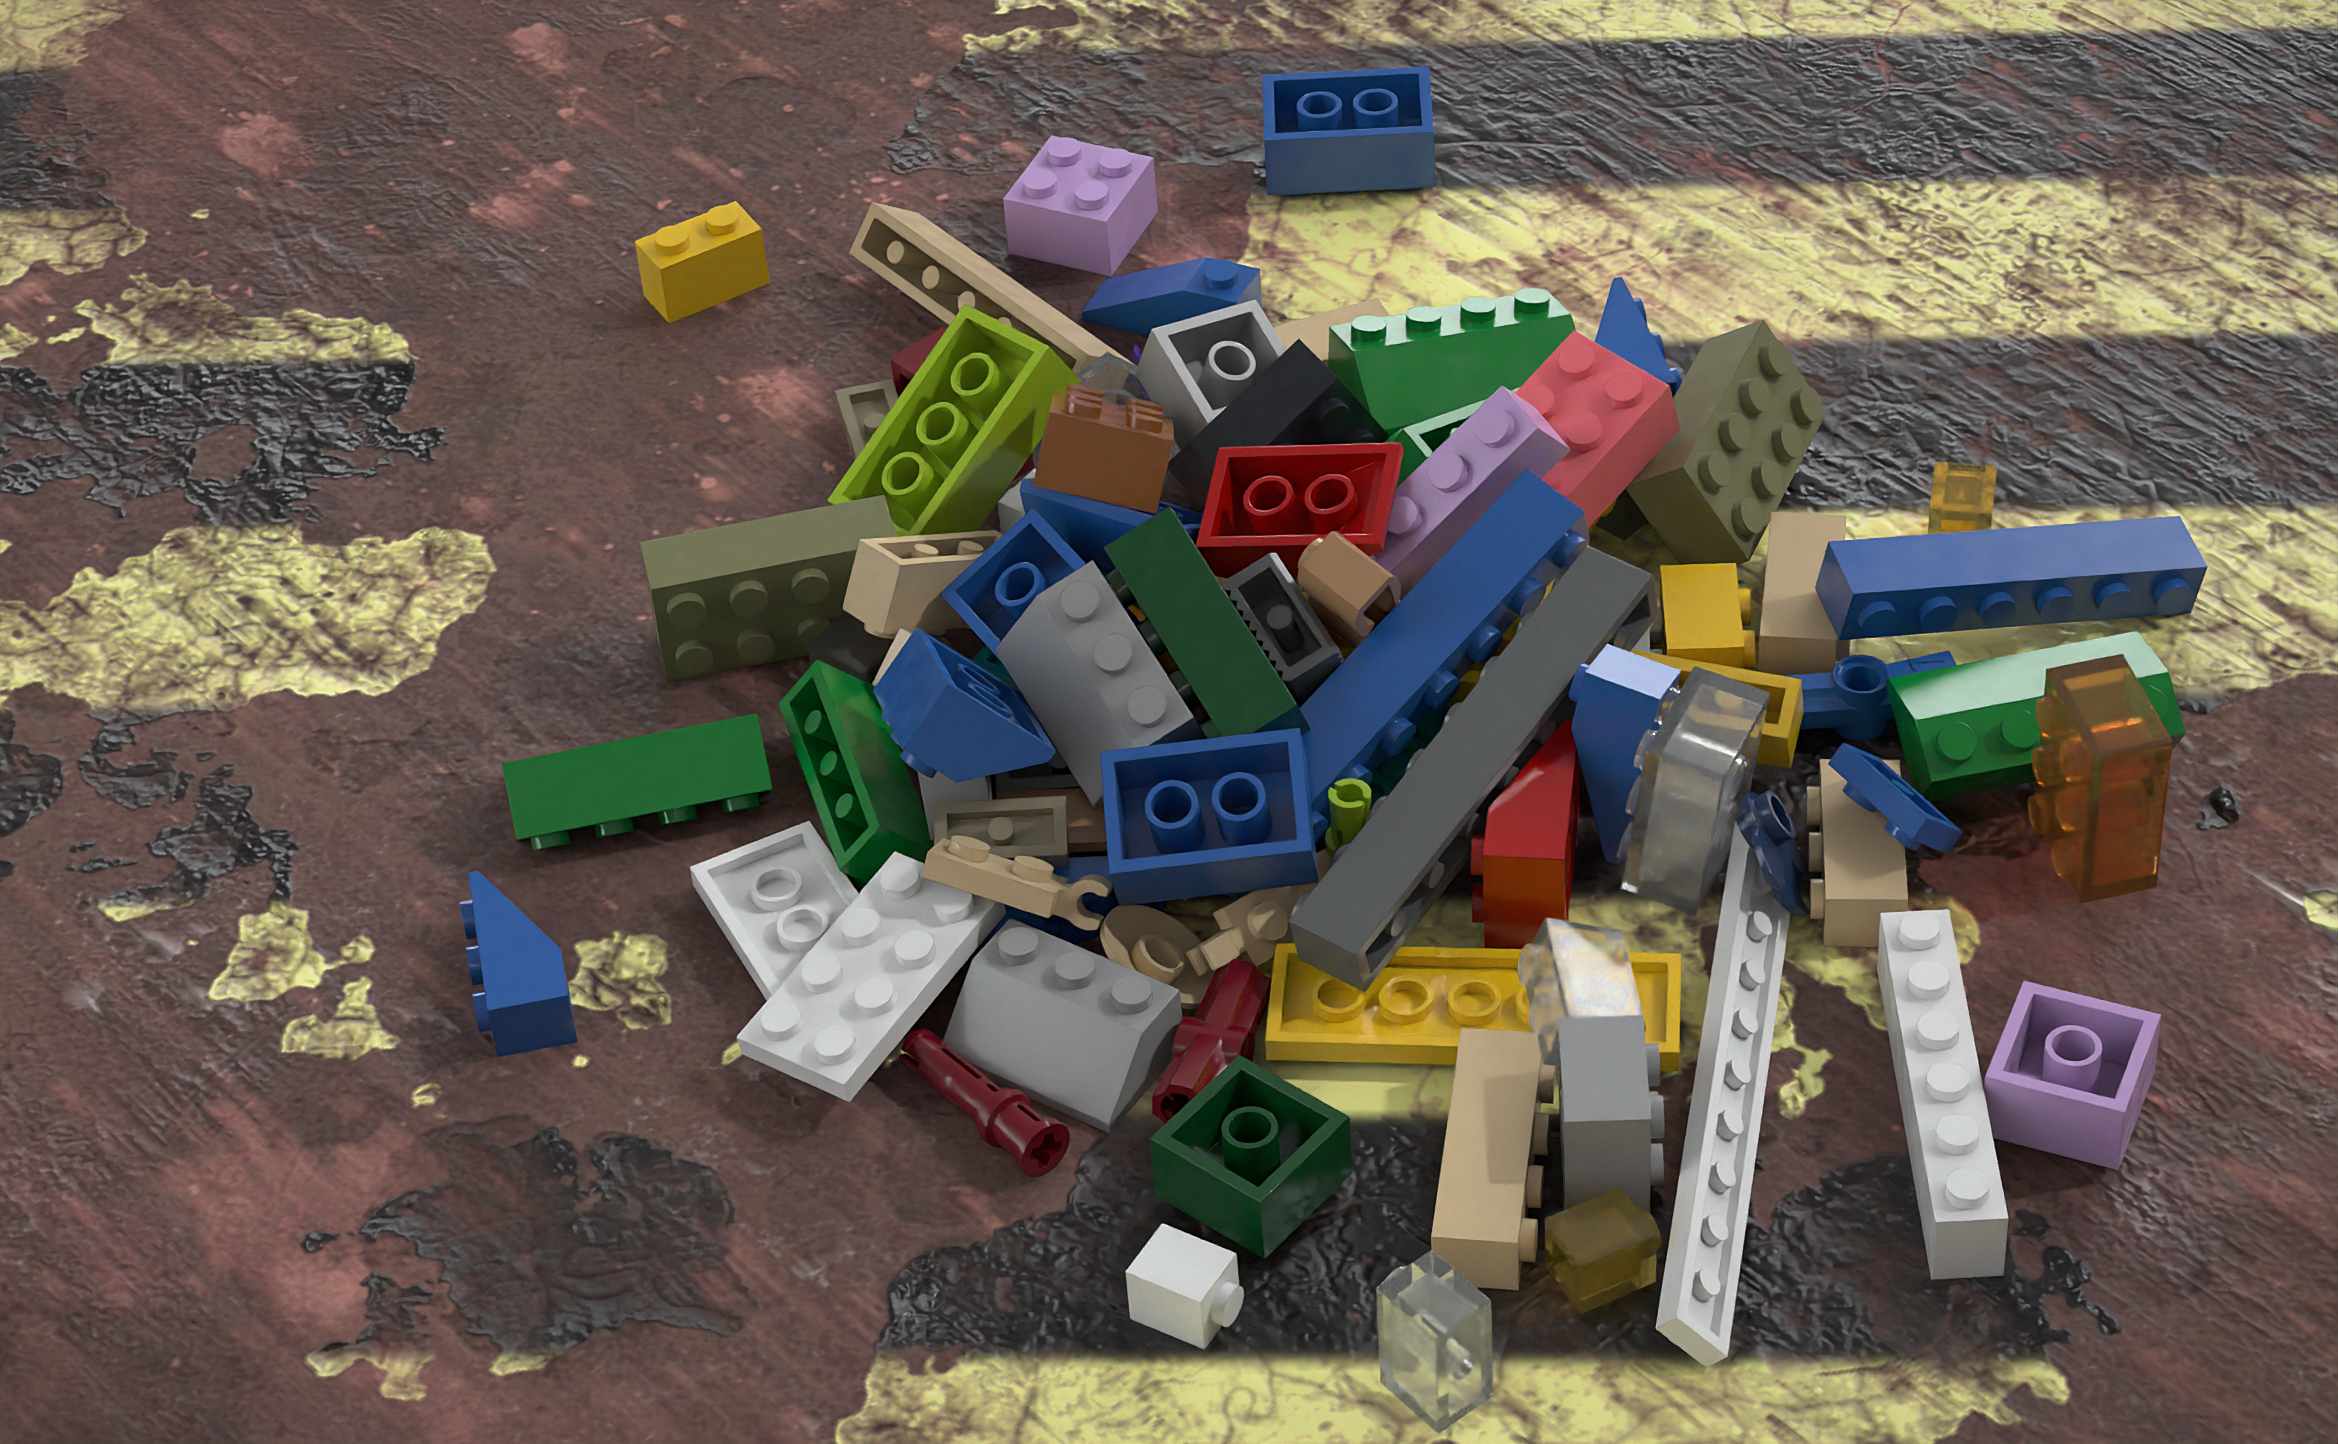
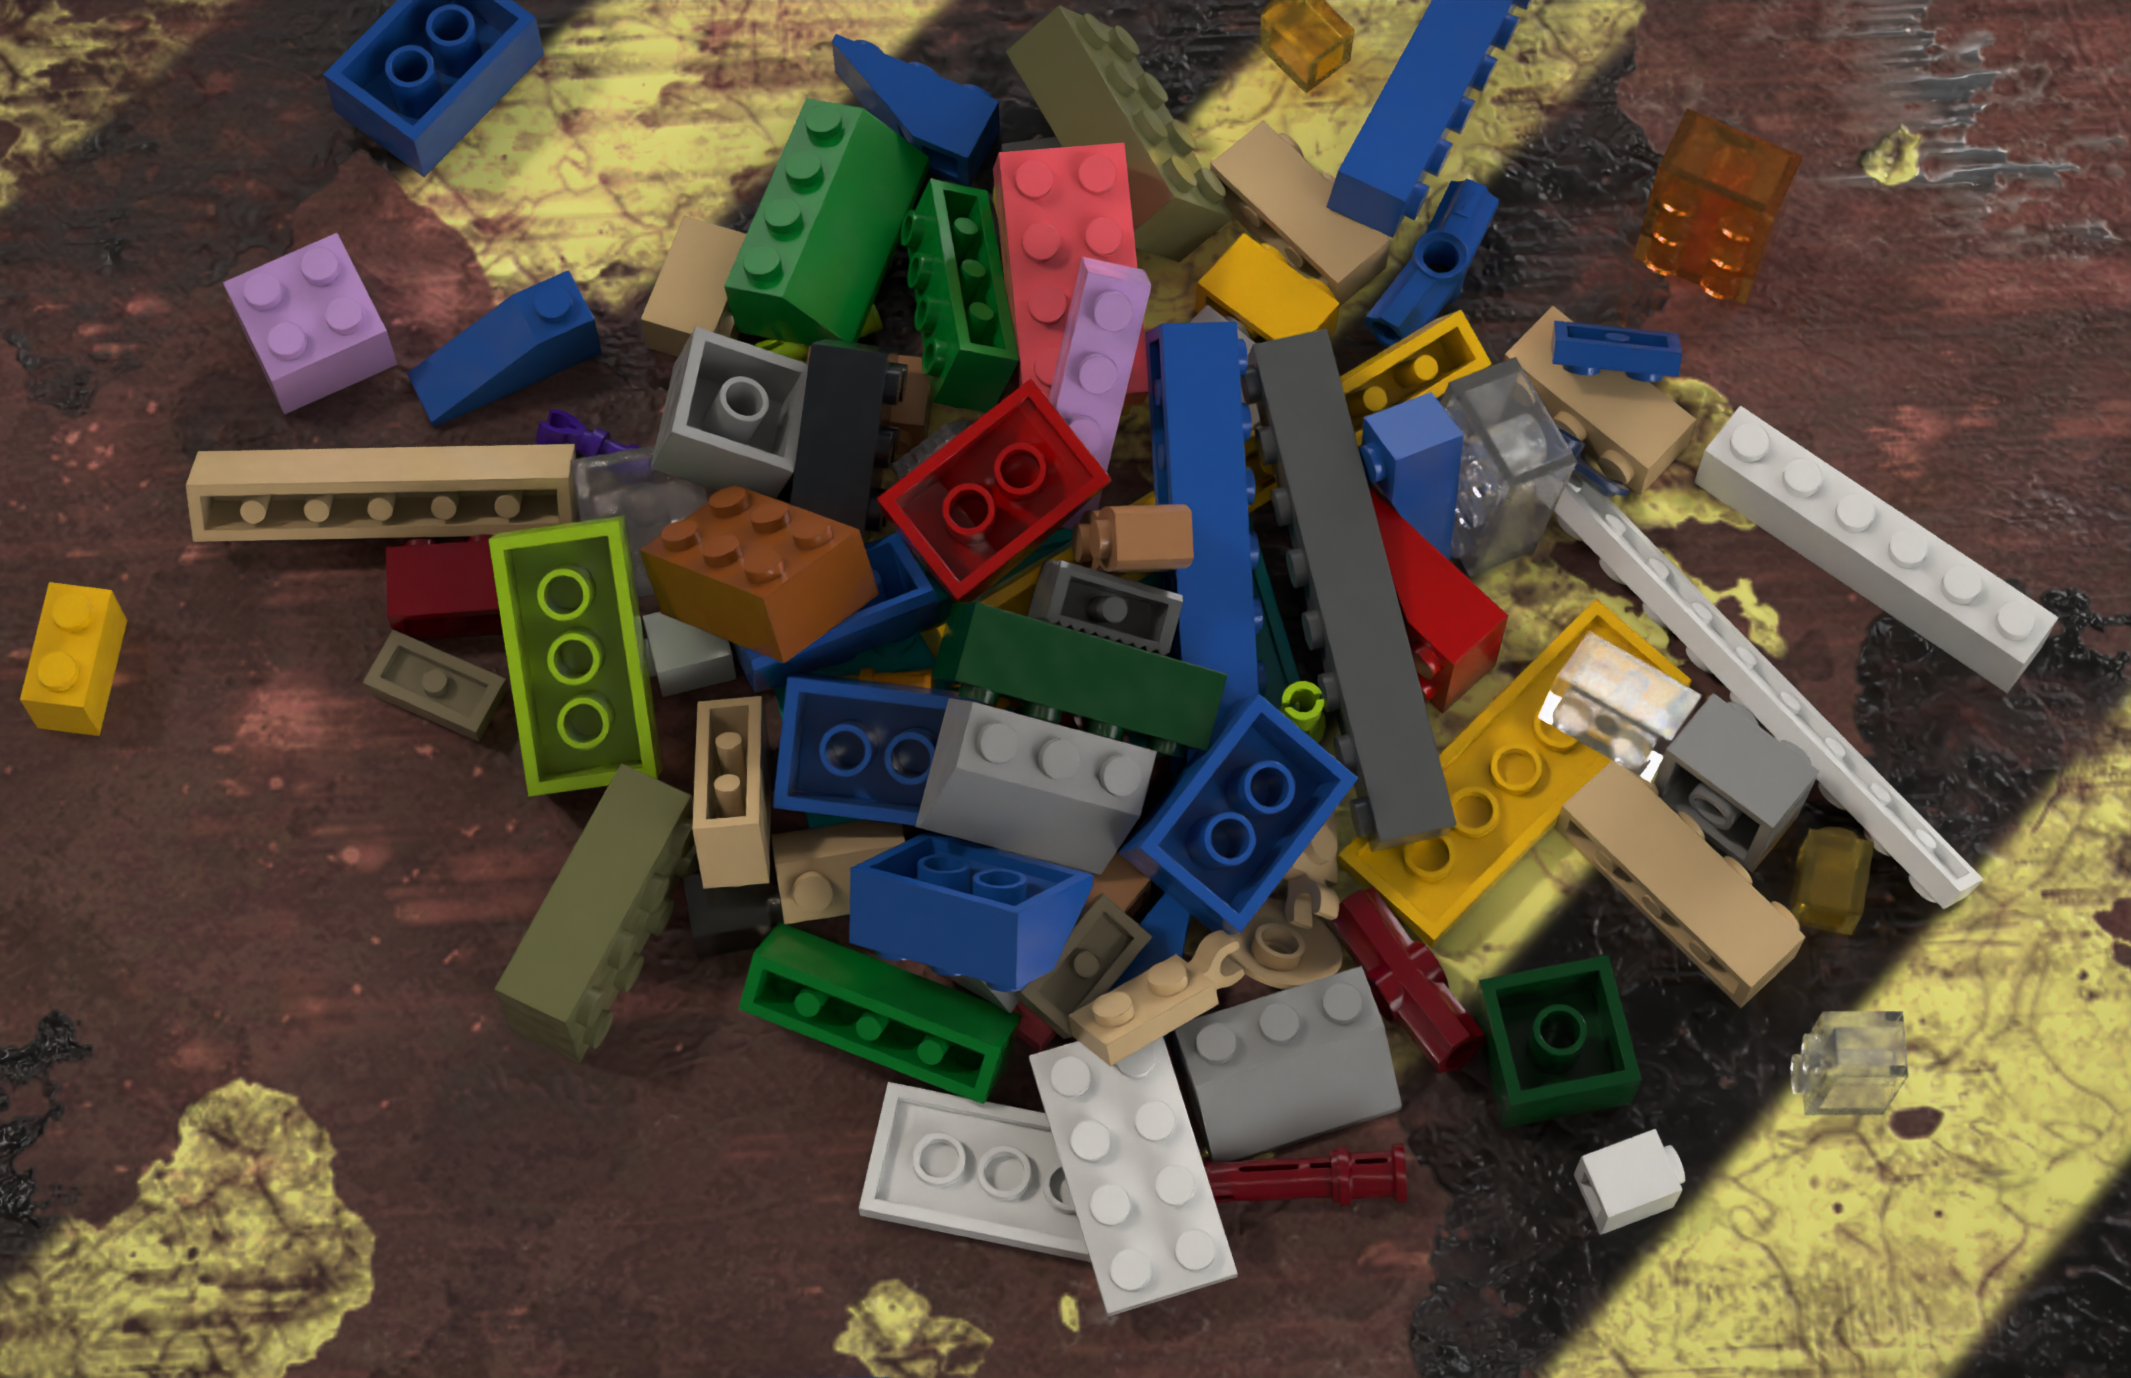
camera: 55 degrees left, 25 degrees up
(636, 779) = (704, 1173): green slope -> none
(1977, 720) = (1579, 184): green slope -> none
(2071, 1074) = (1942, 457): lavender brick -> none

